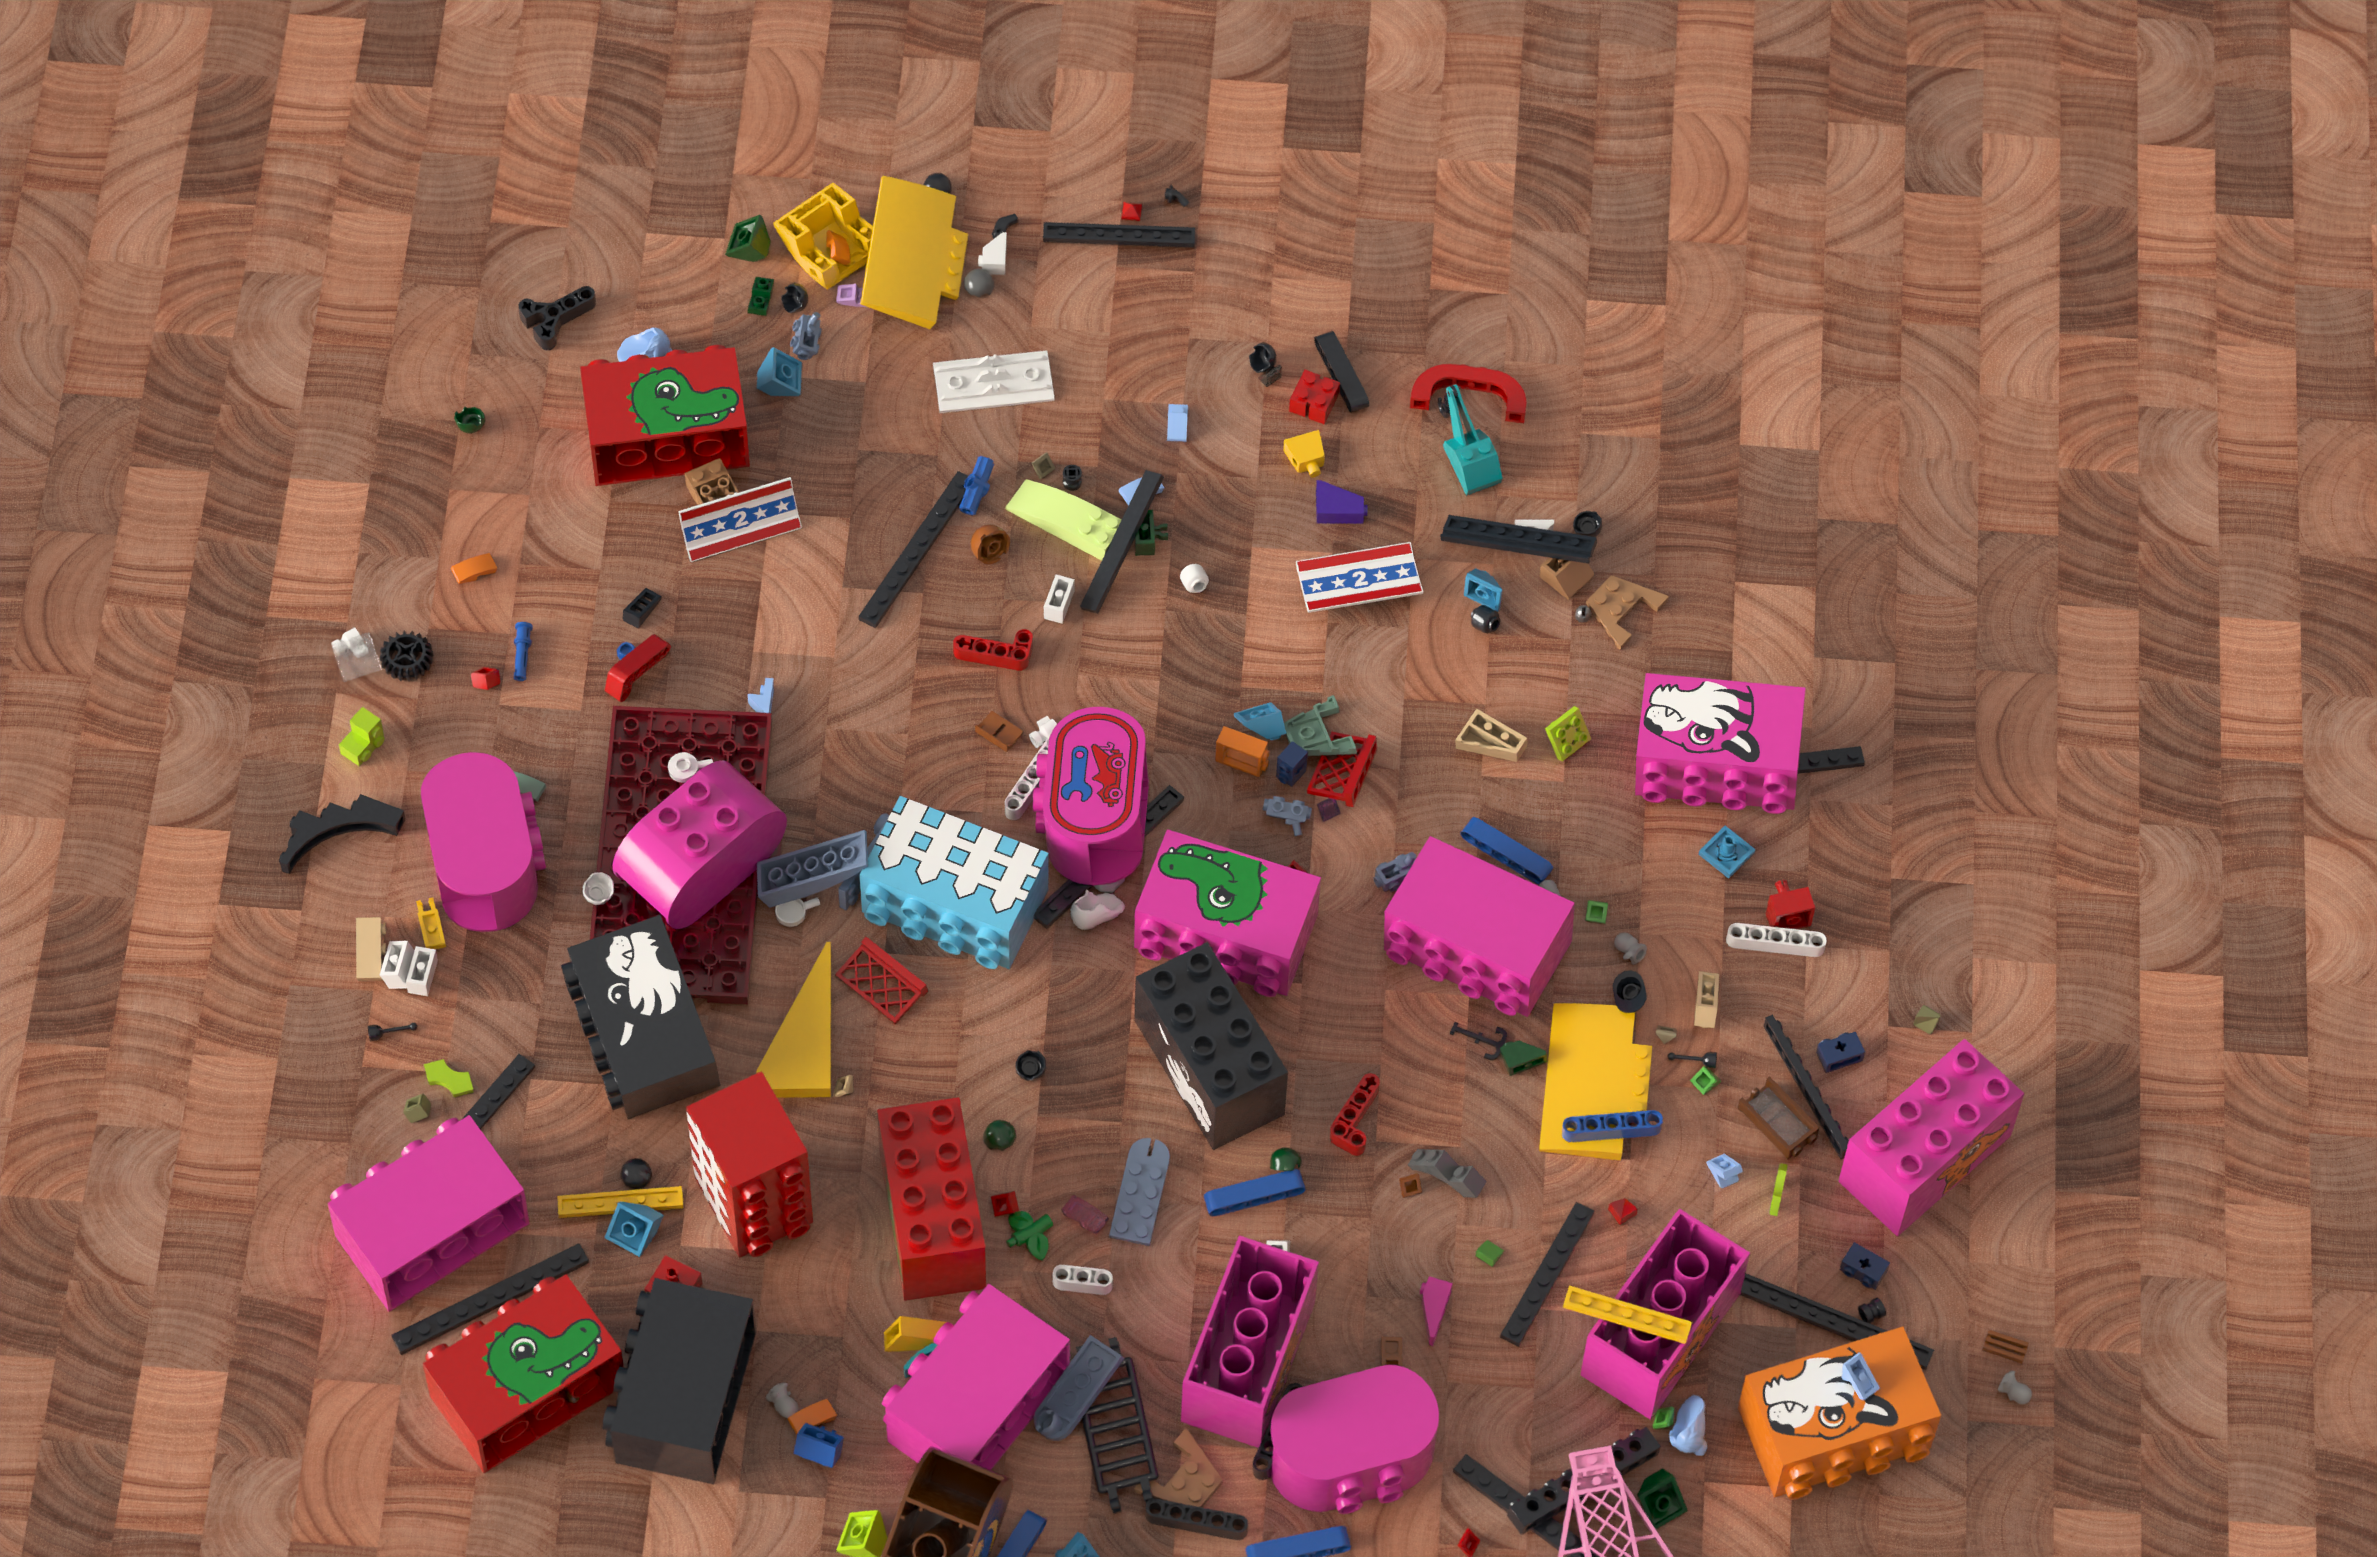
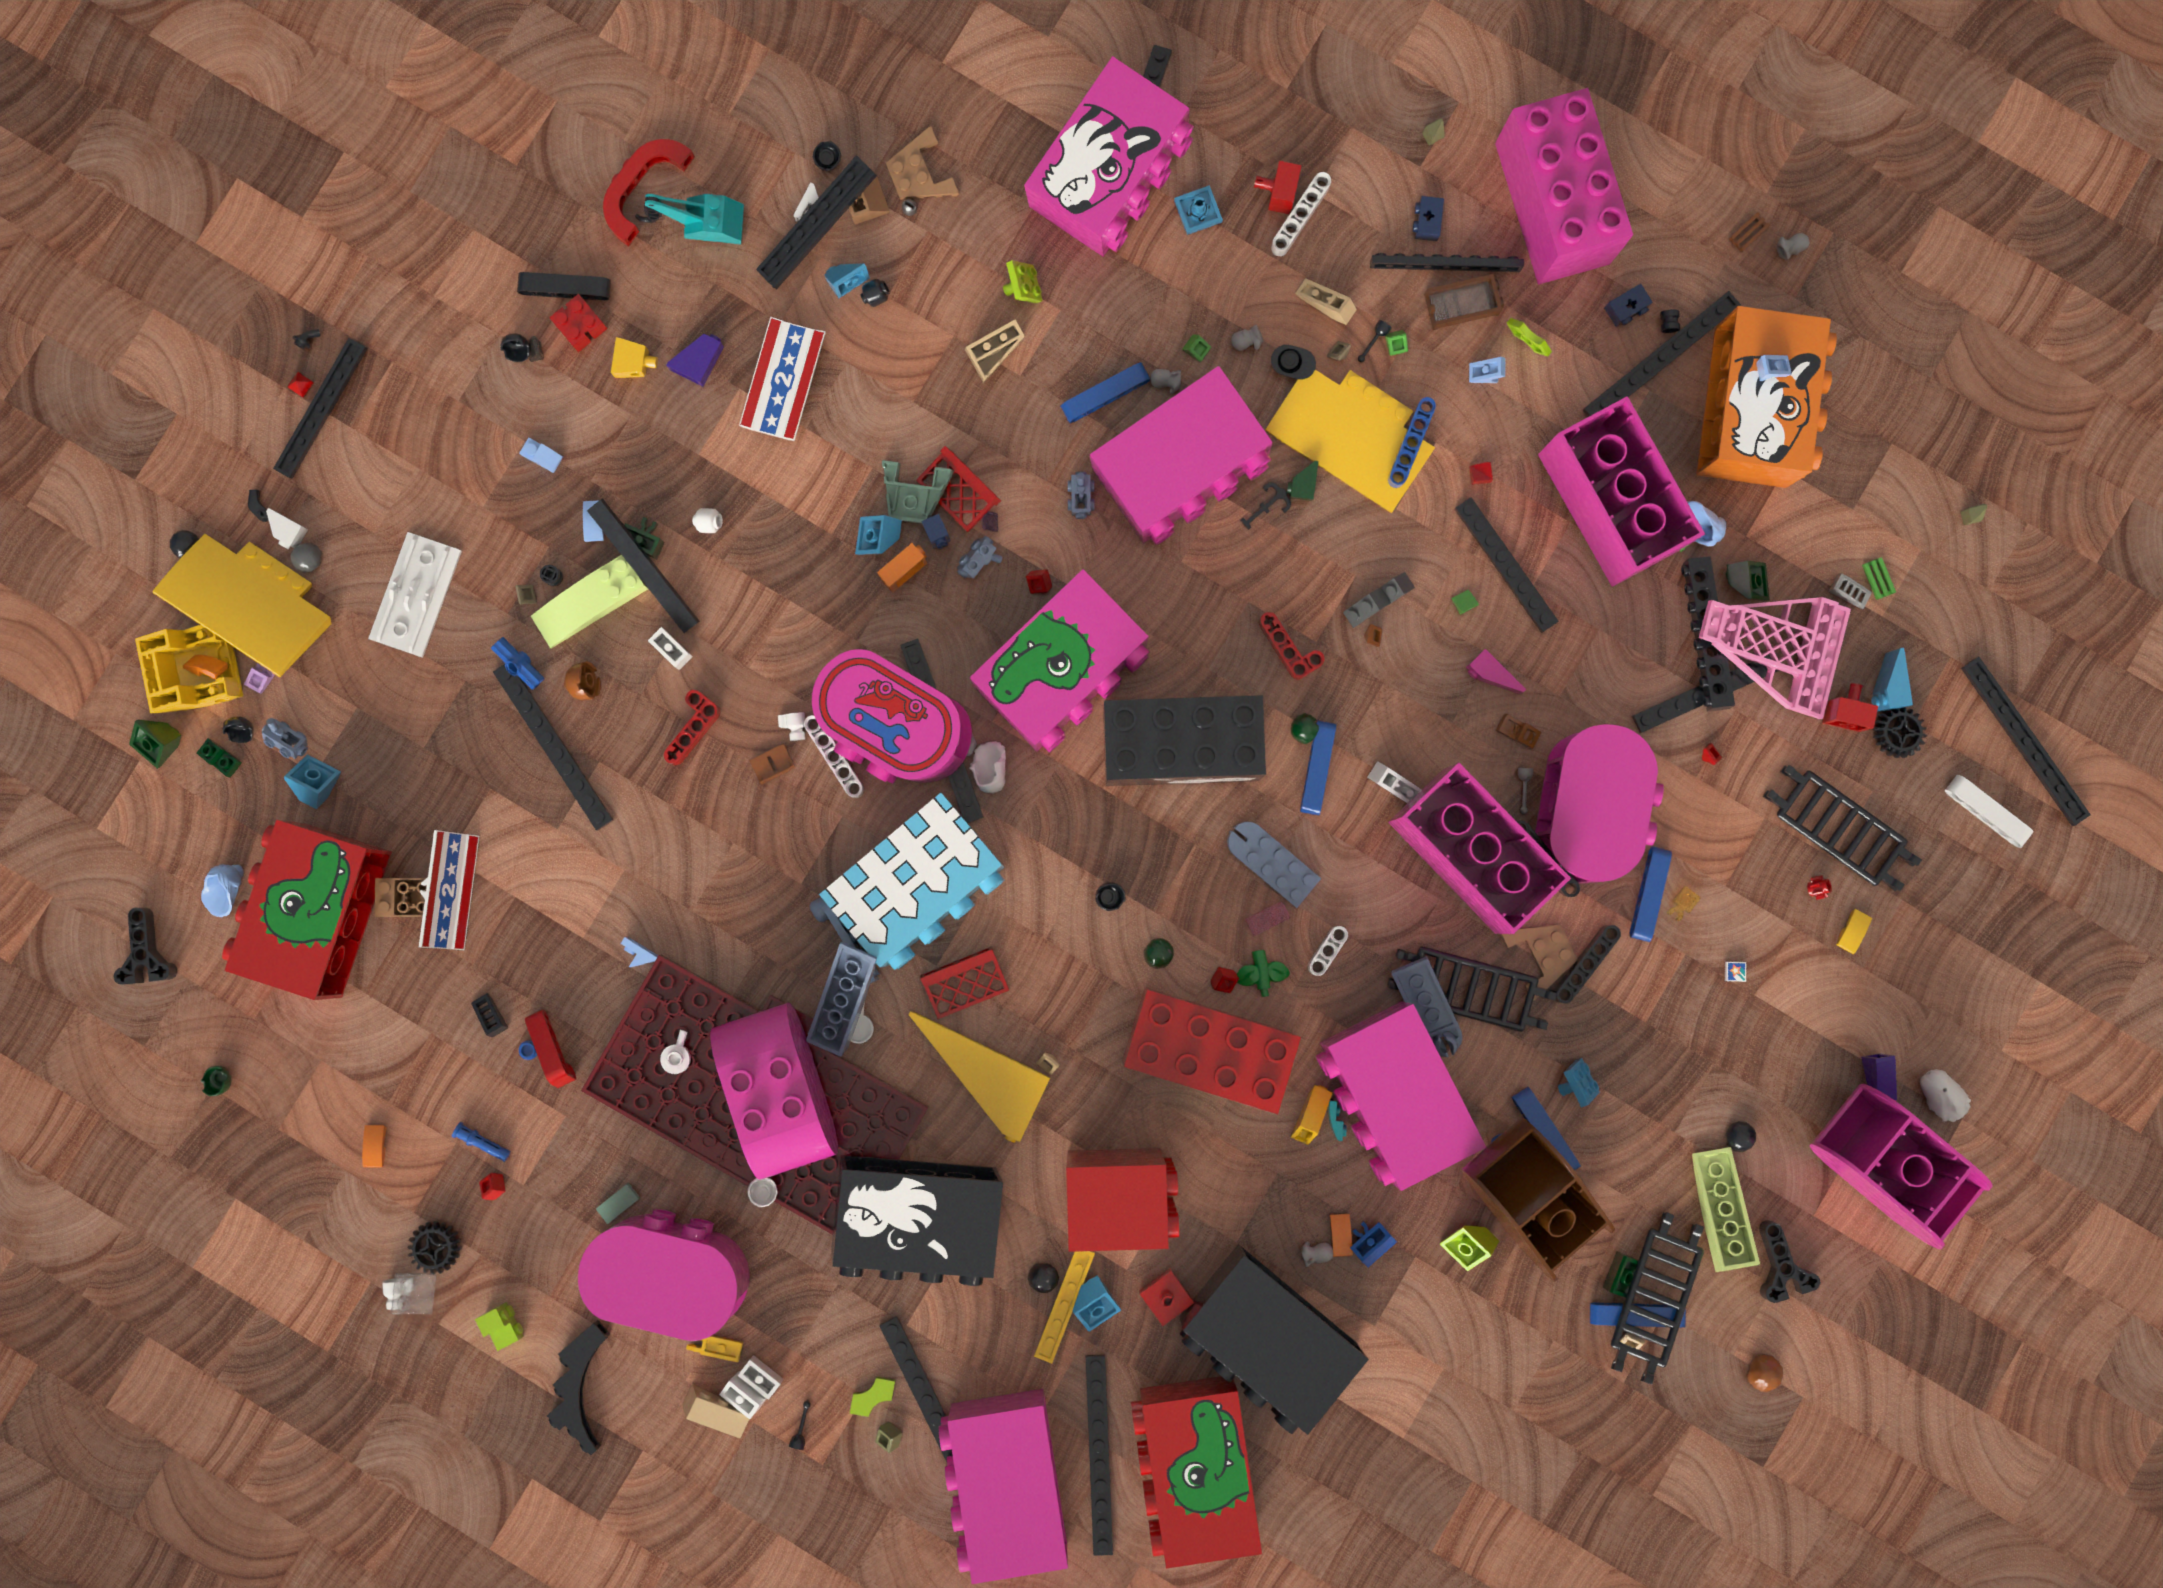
camera: 60 degrees left, 25 degrees up
(1627, 1314) = (1638, 529): yellow plate -> none

